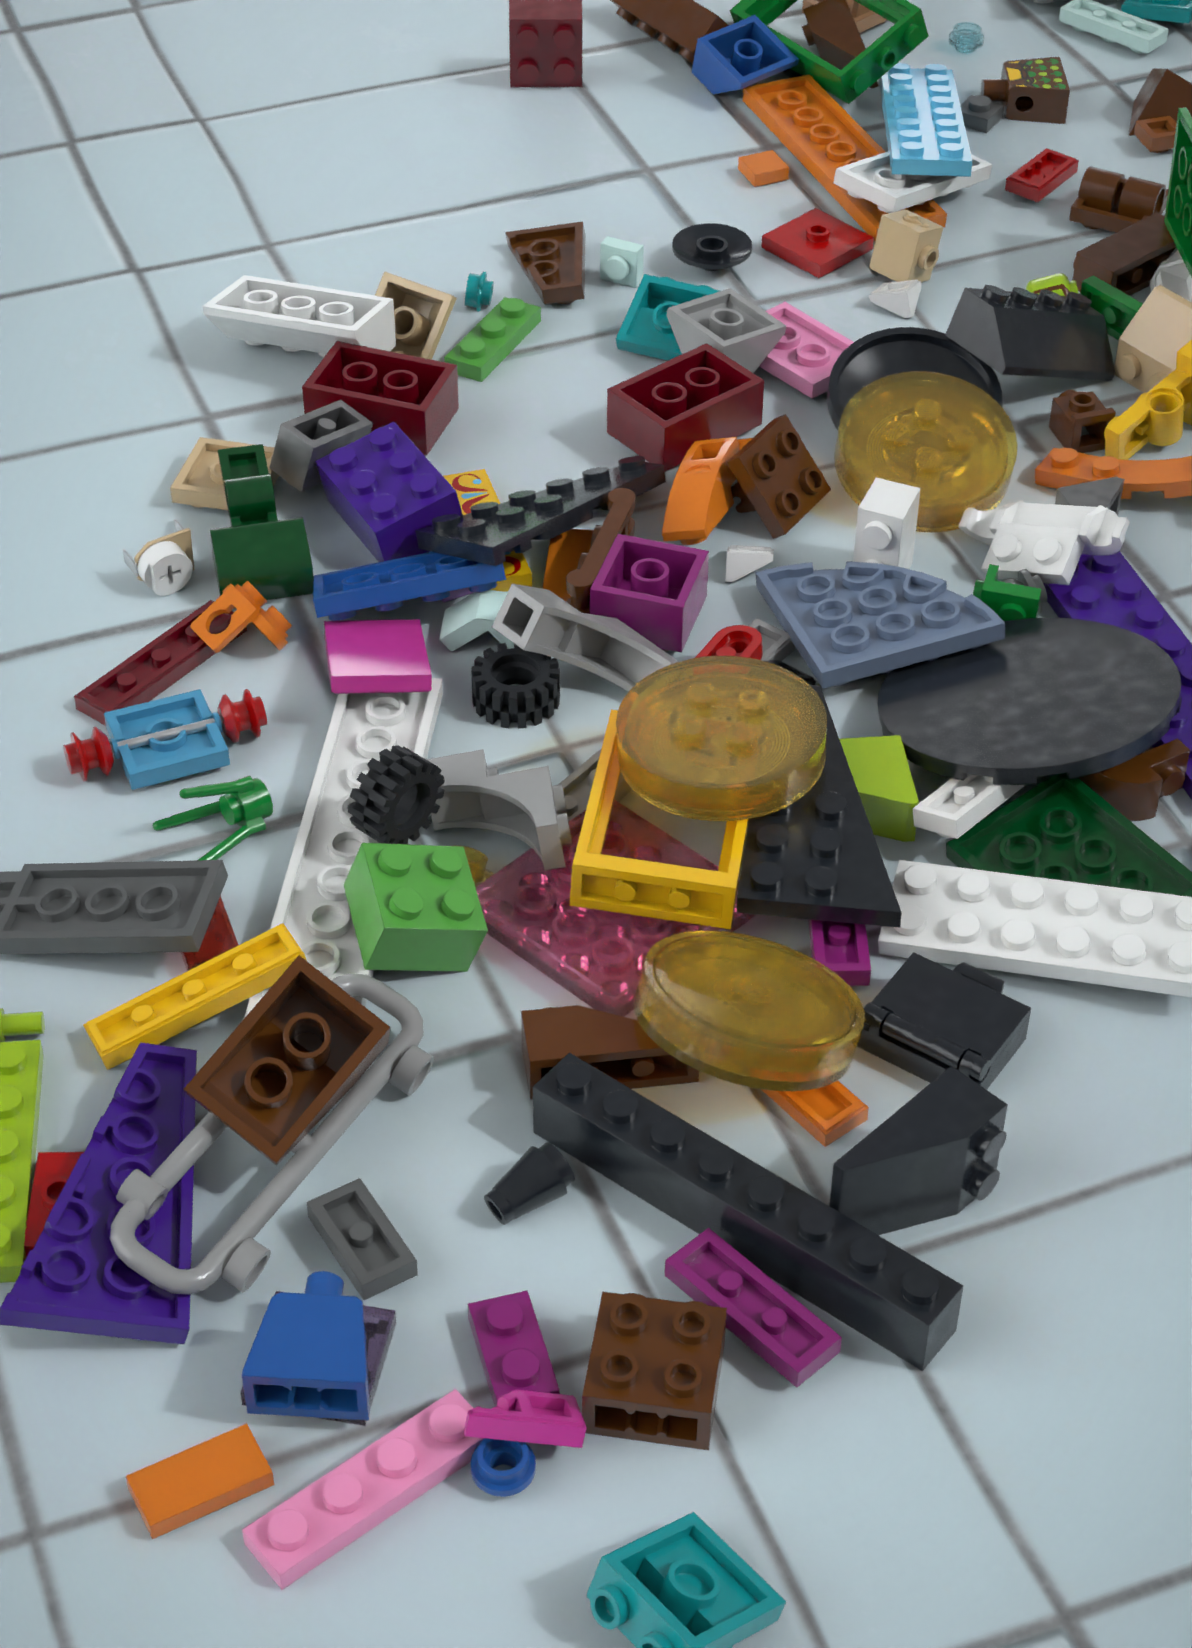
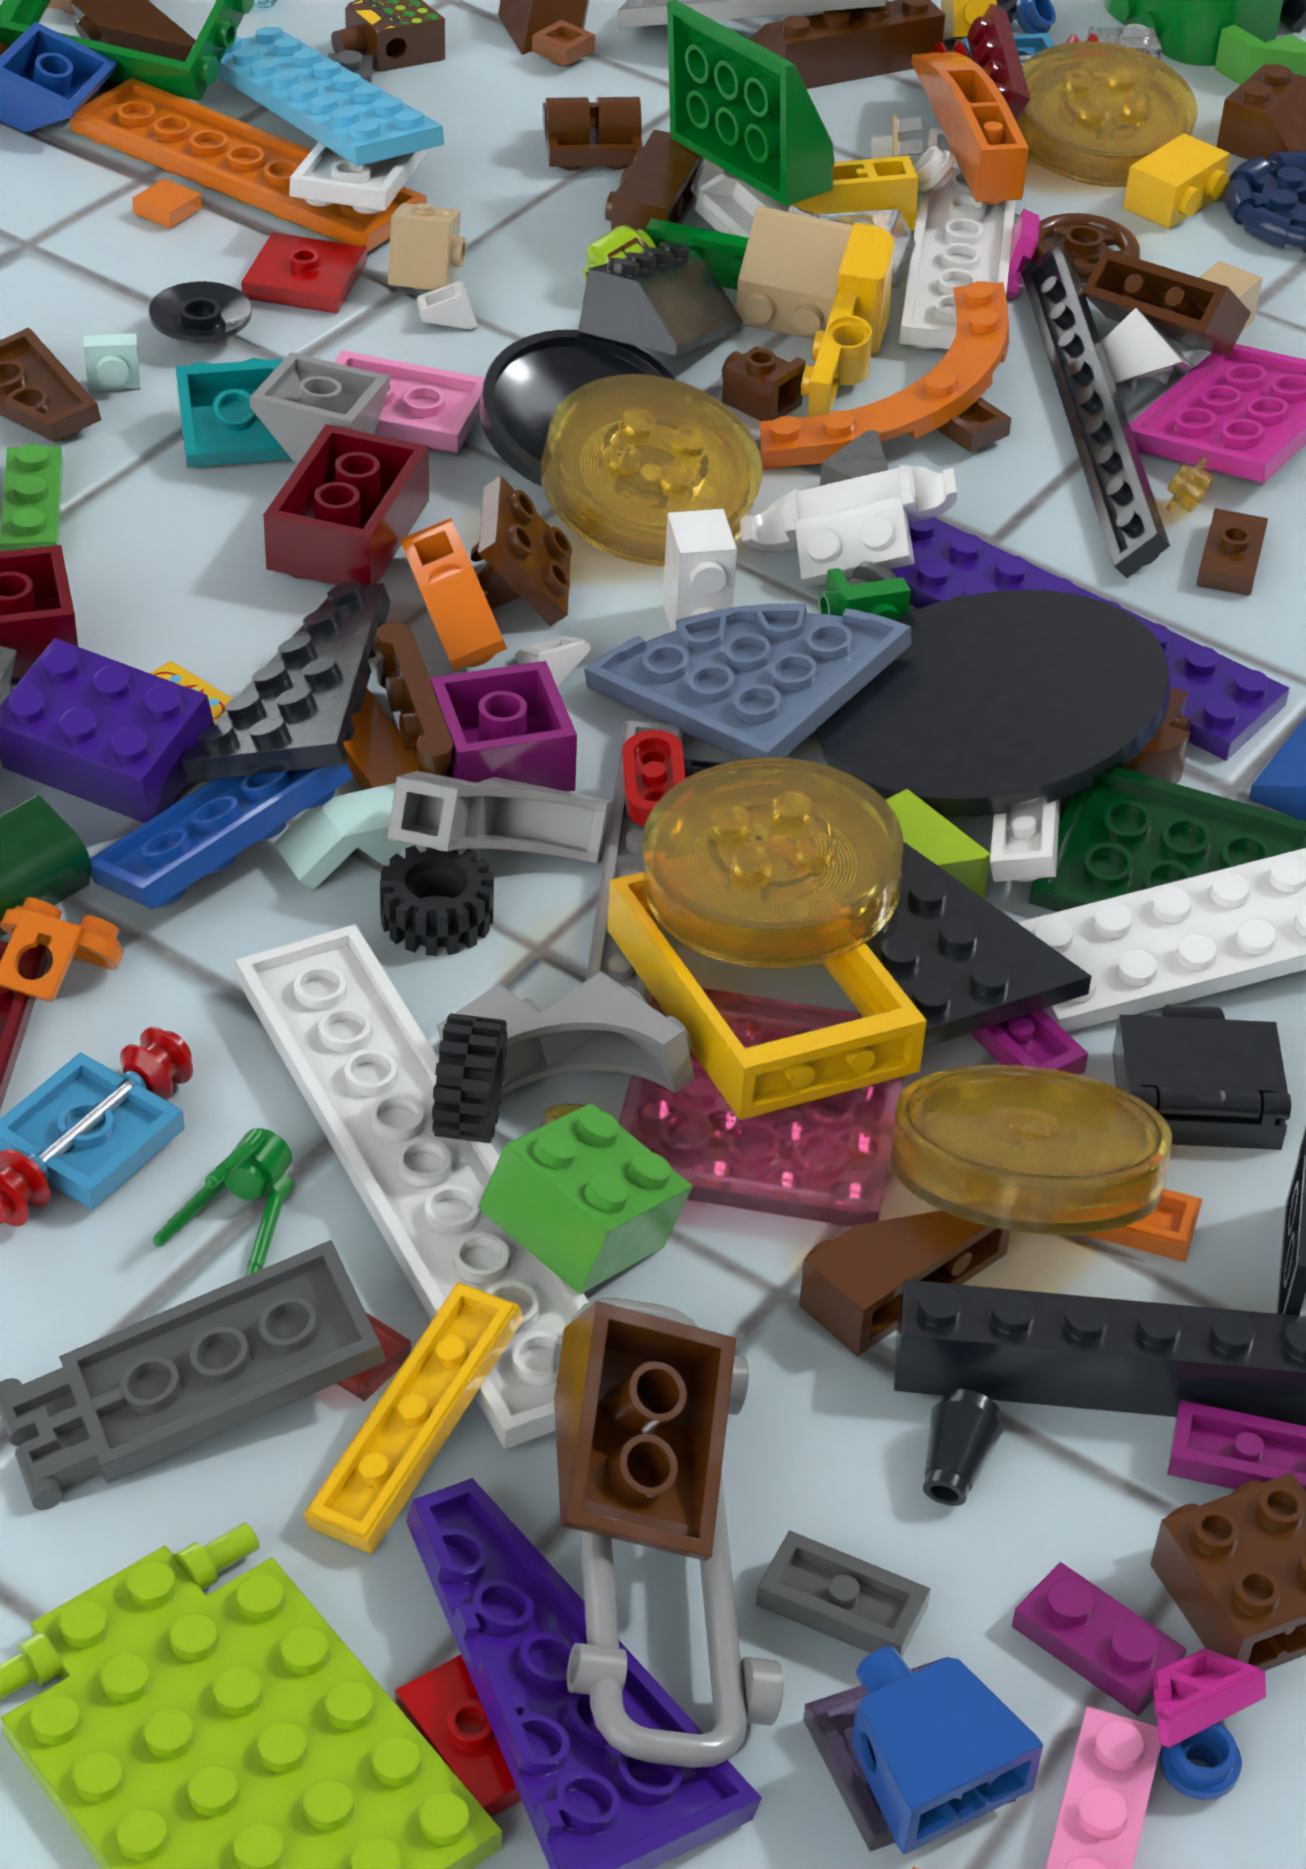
camera: 35 degrees left, 0 degrees up
(377, 656) = (260, 927): dark pink tile -> none
(1041, 175) = (481, 123): red plate -> none

